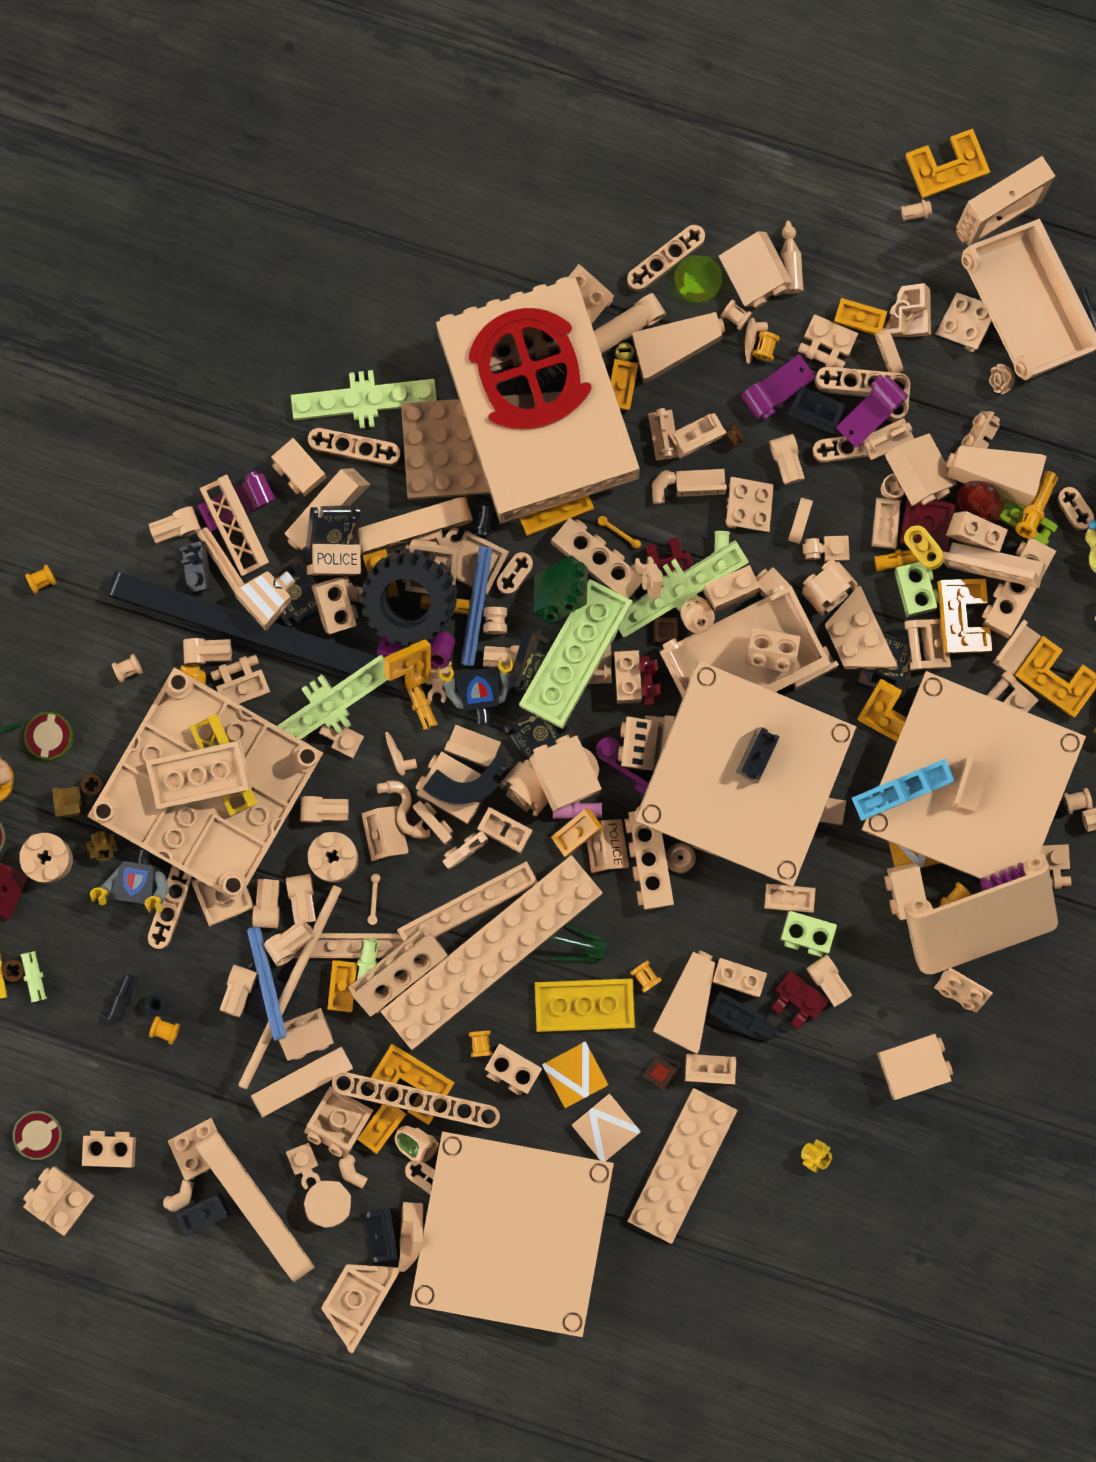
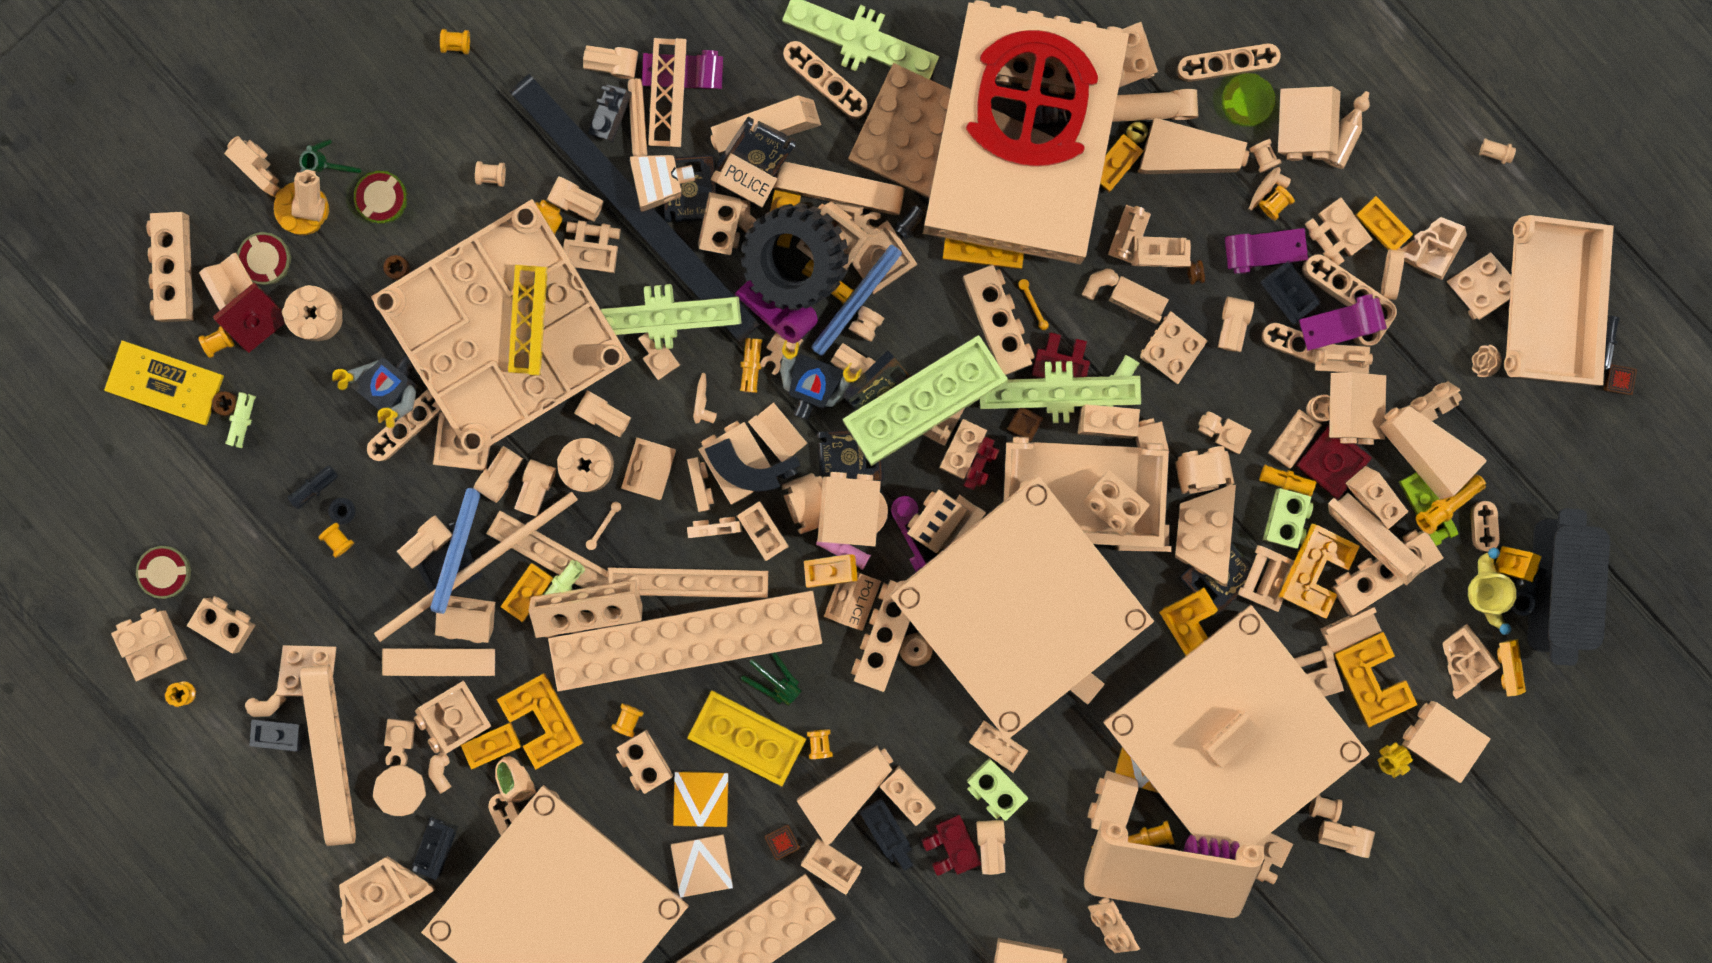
camera: 30 degrees right, 5 degrees up
(67, 802) = (363, 270): pearl gold panel -> none
(102, 846) = (372, 331): pearl gold gear -> none
(113, 1224) = (185, 699): none -> light orange bush
(198, 774) = (497, 316): light nougat plate -> none
(283, 946) = (491, 524): light nougat piece -> none
(298, 467) = (760, 70): light nougat brick -> none
(395, 786) = (682, 429): light nougat animal -> none
(404, 1095) = (522, 736): light nougat beam -> none
(410, 1234) = (461, 863): light nougat slope -> none
(411, 661) = (762, 320): light orange plate -> none
(519, 577) = (908, 282): light nougat beam -> none
(560, 589) = (945, 330): dark green brick -> none
(651, 577) = (1038, 368): light nougat plate -> none
(697, 615) = (1062, 427): light nougat head -> none
(757, 754) = (1043, 597): black hinge -> none
(800, 520) = (1212, 391): light nougat beam -> none
(903, 789) = (1165, 708): medium azure slope -> none
(925, 548) = (1318, 485): yellow plate -> none
(967, 168) = (1571, 136): light orange plate -> none
(980, 500) = (1398, 469): clear red tile -> none
(1027, 190) = (1591, 191): light nougat piece -> none

